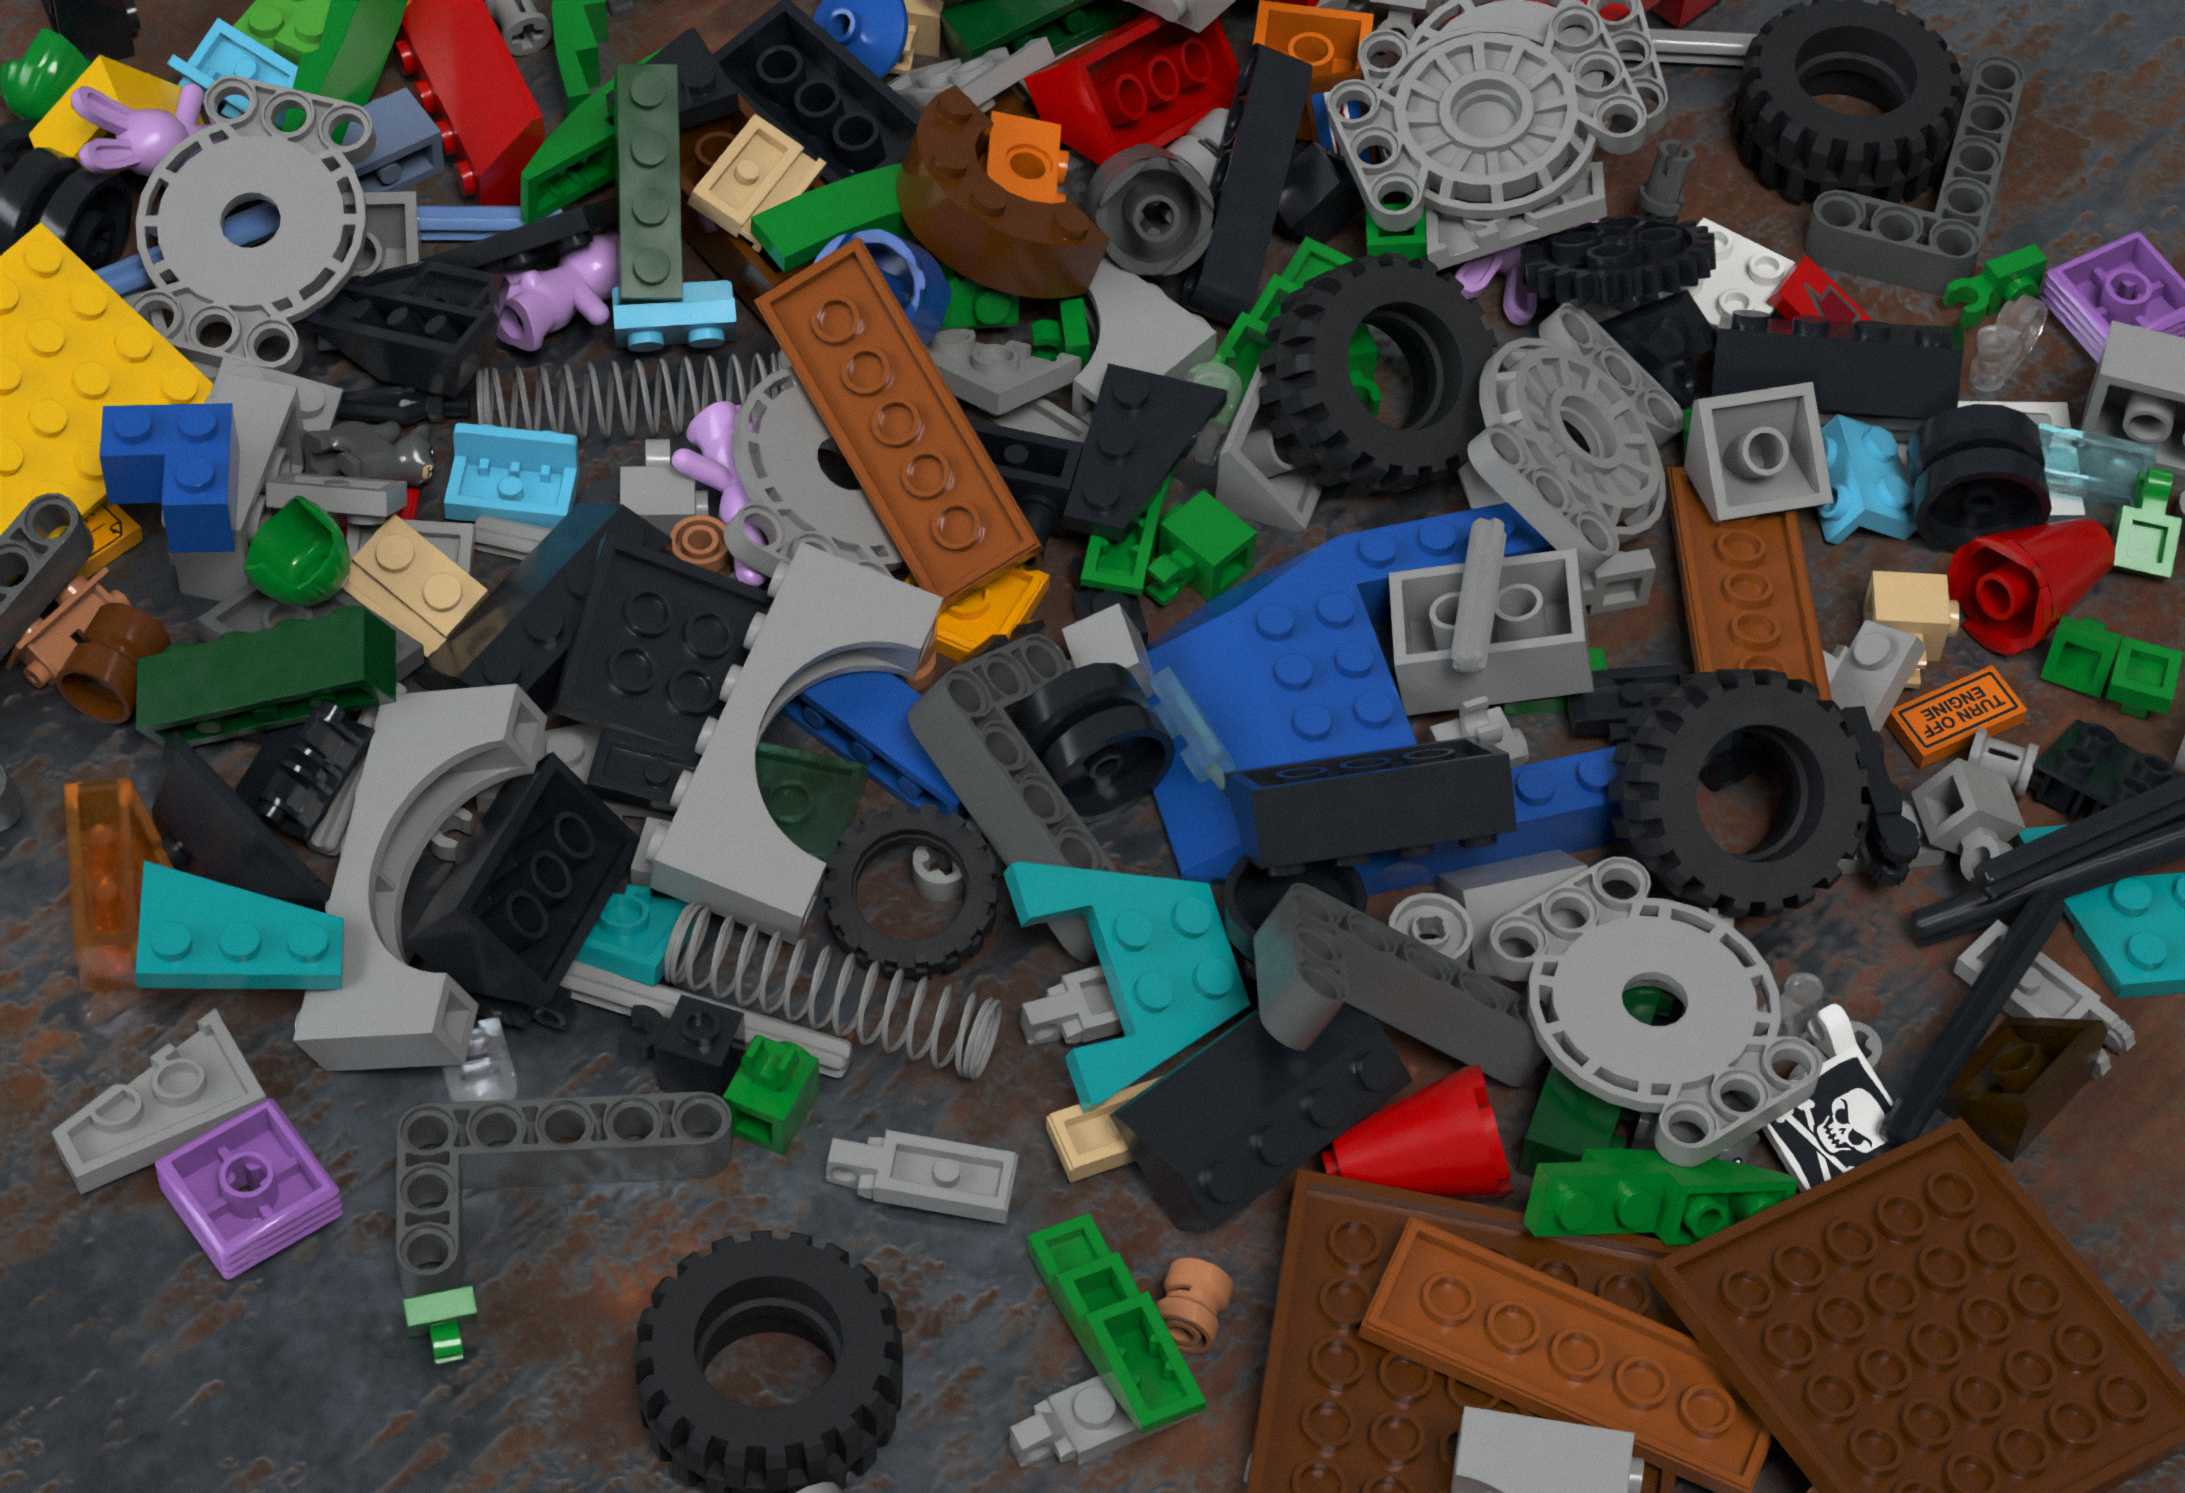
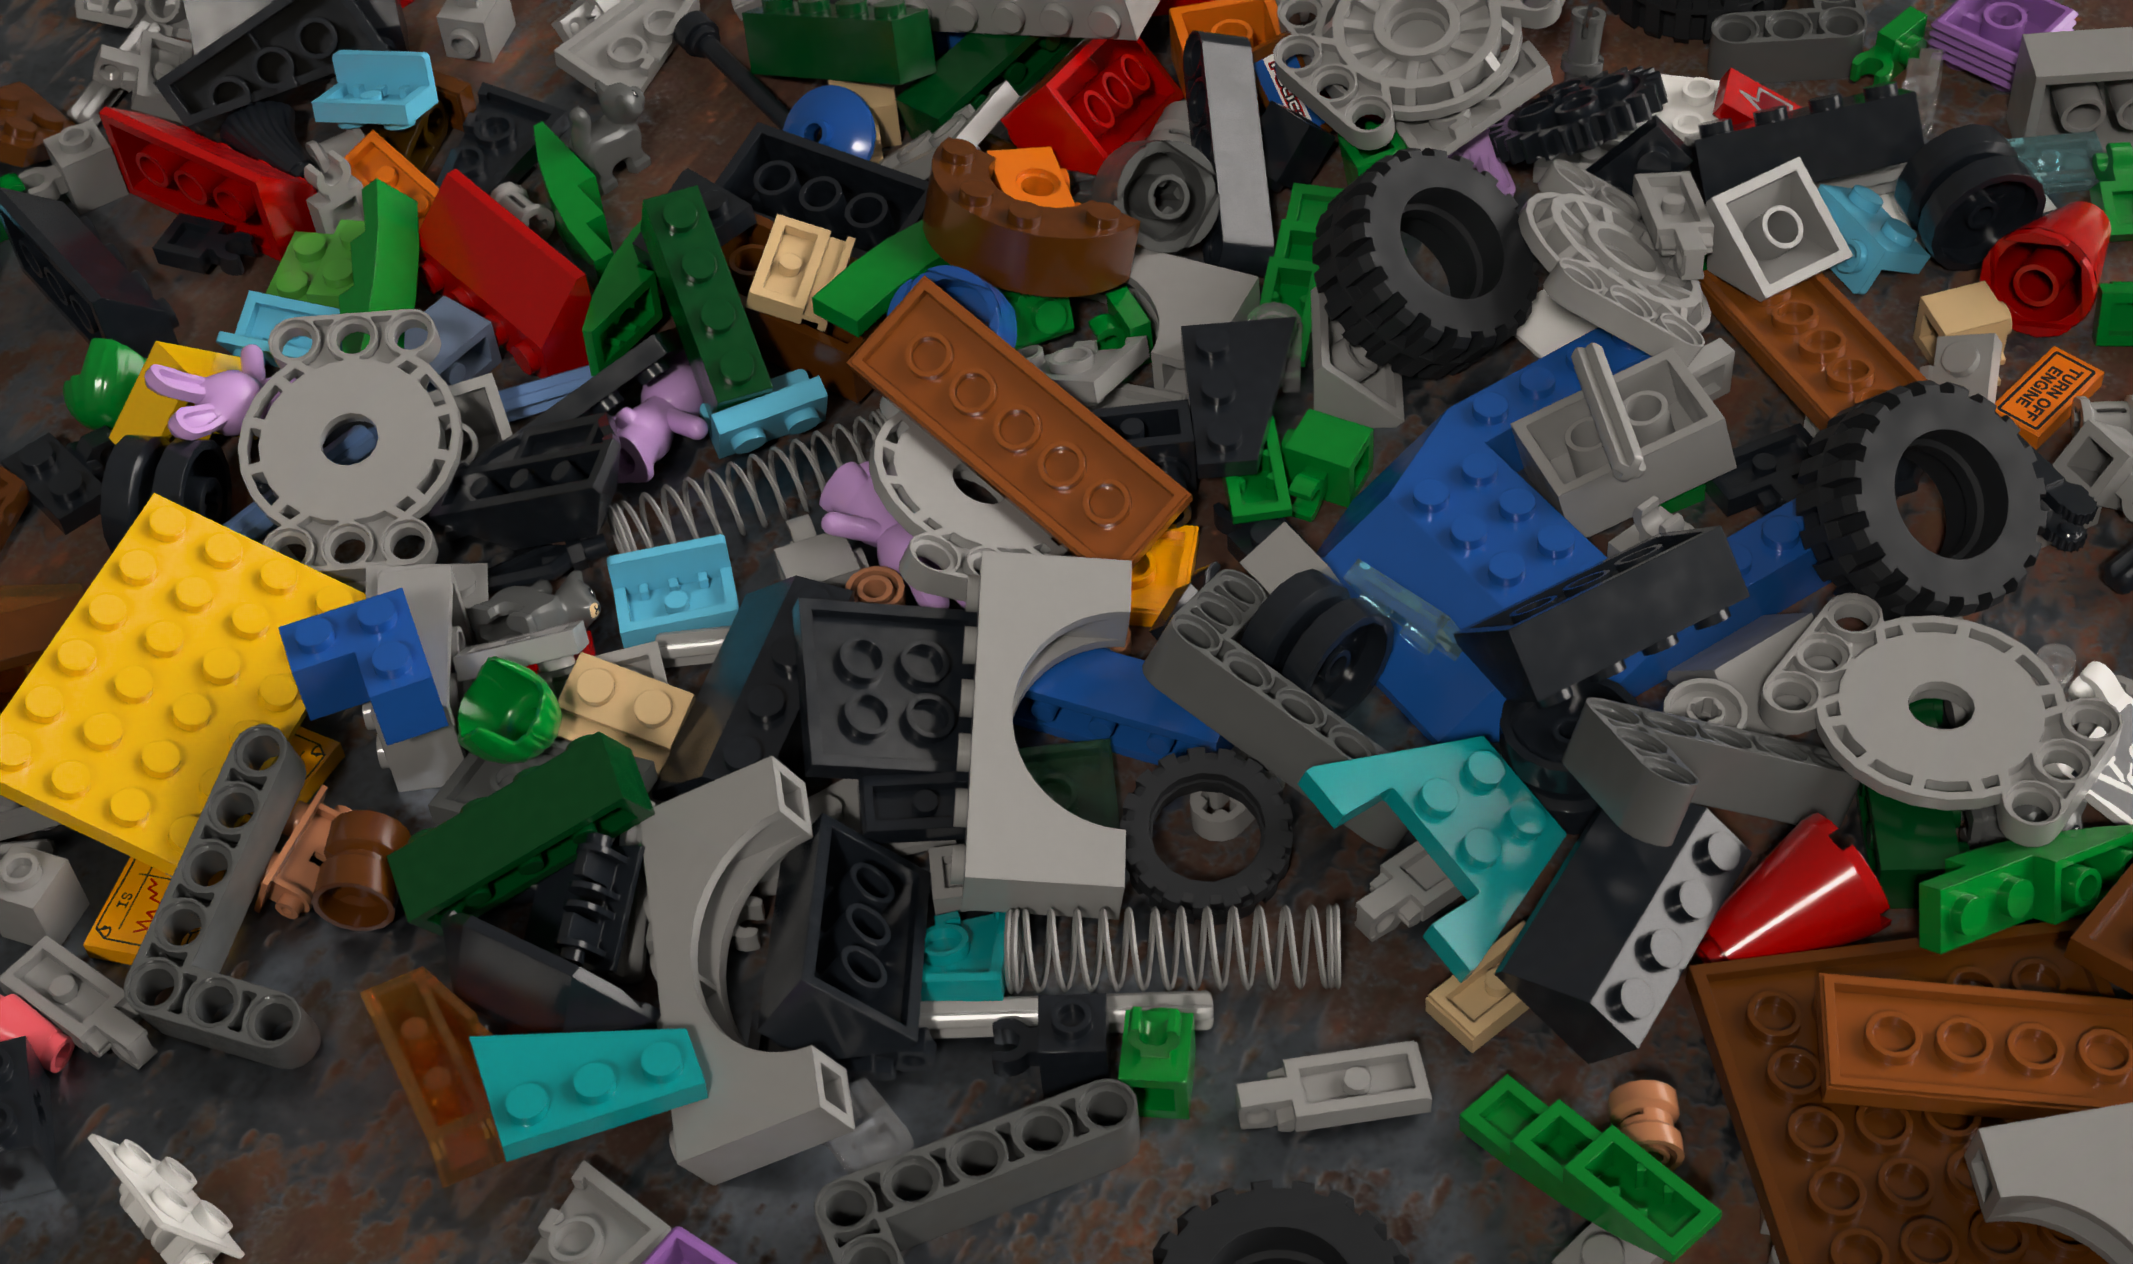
camera: 10 degrees left, 5 degrees down
(1661, 407) = (1675, 219): none -> light grey hinge

